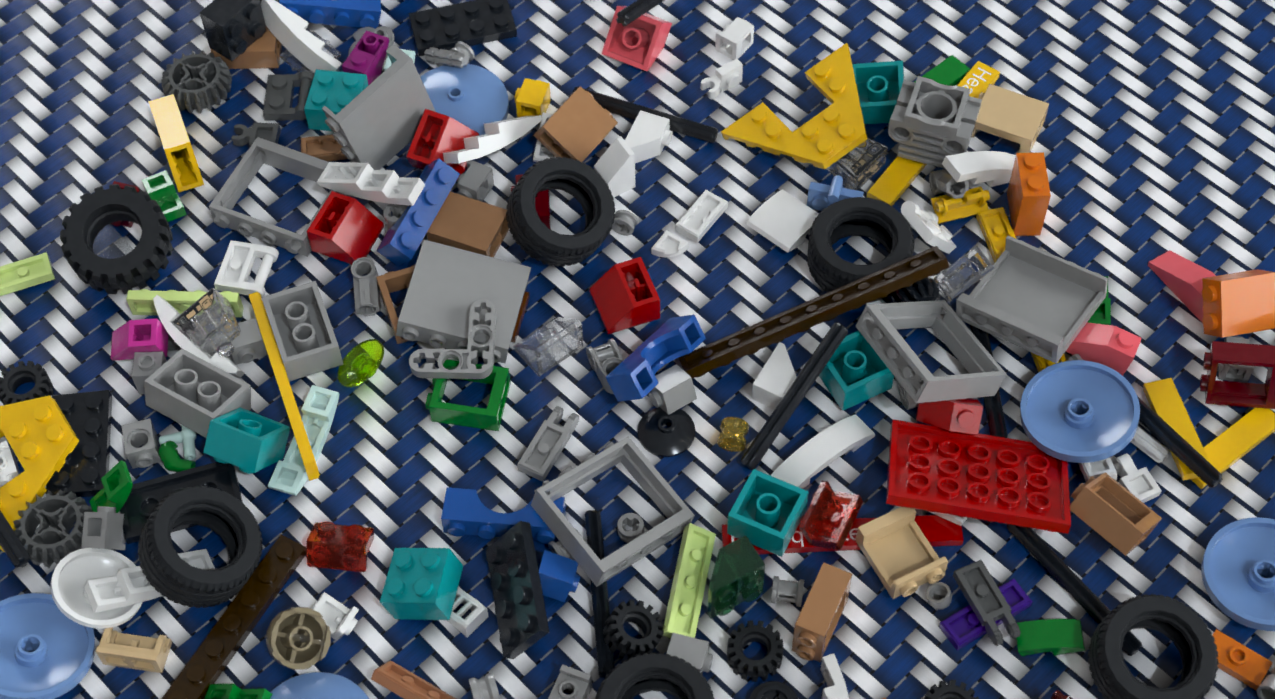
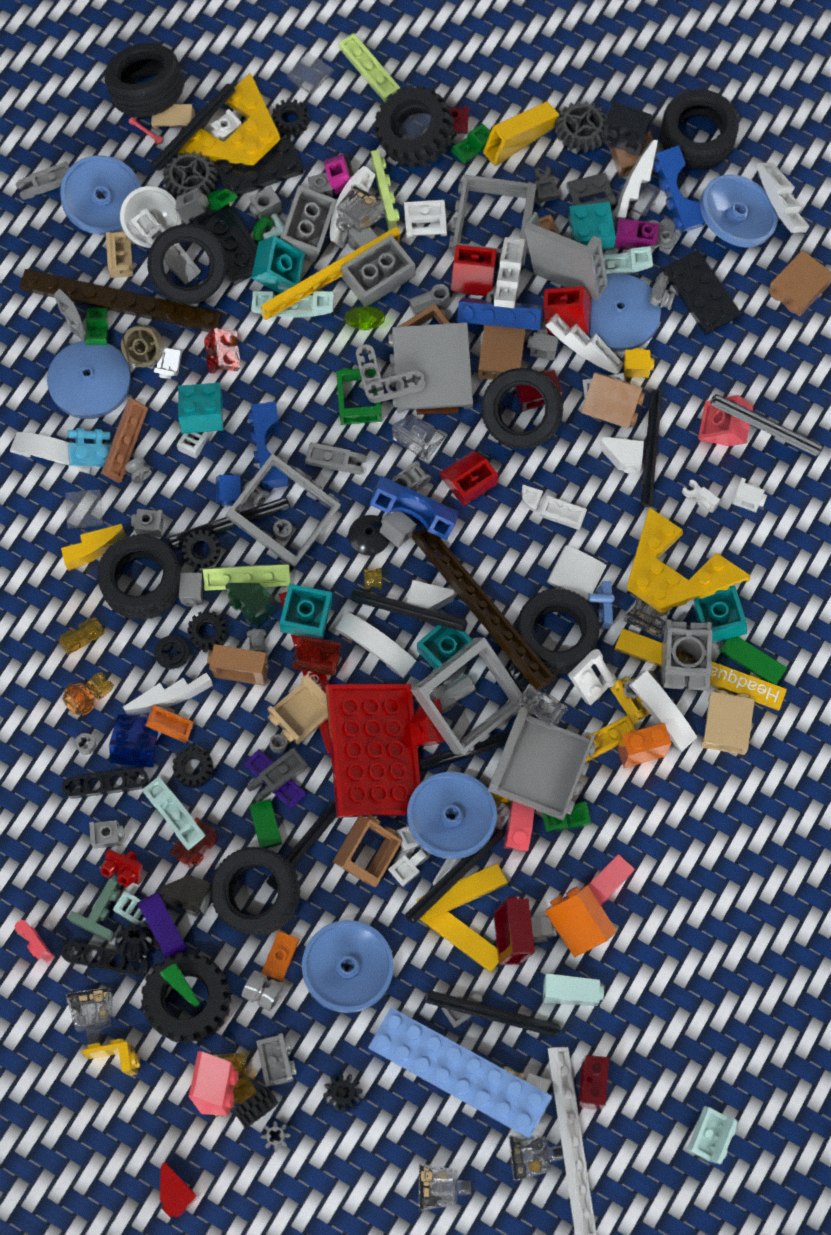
camera: 75 degrees right, 15 degrees up
(517, 590) = (205, 469): black plate -> none
(617, 167) = (581, 439): white slope -> none
(624, 222) = (539, 459): light grey bush -> none

